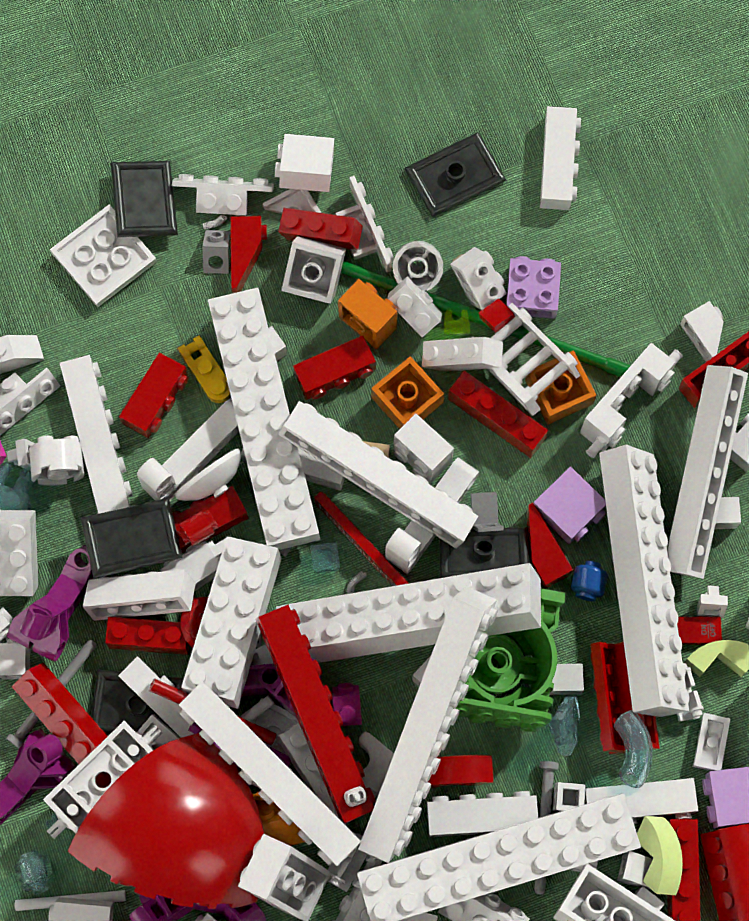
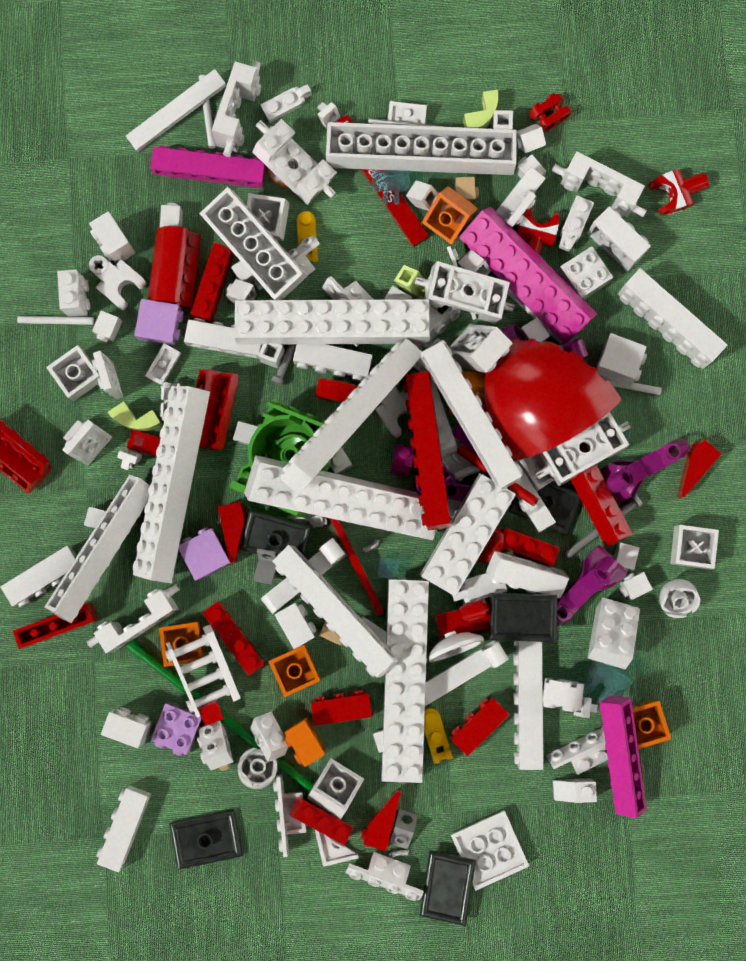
camera: 160 degrees left, 10 degrees up
(34, 872) = (643, 407): clear light blue head -> none
(305, 162) = (317, 880): white brick -> none
(355, 796) = (416, 385): white rock -> none
(453, 326) = (242, 713): clear neon green tile -> none
(462, 354) = (245, 686): white brick -> none
(565, 725) = (258, 401): clear light blue hinge -> none
(589, 581) = (208, 497): blue head -> none
(594, 269) = (127, 727): none -> white brick
(637, 749) = (215, 367): clear light blue cylinder -> none
(662, 843) = (219, 301): yellowish green brick -> none
(704, 329) = (62, 658): white slope -> none

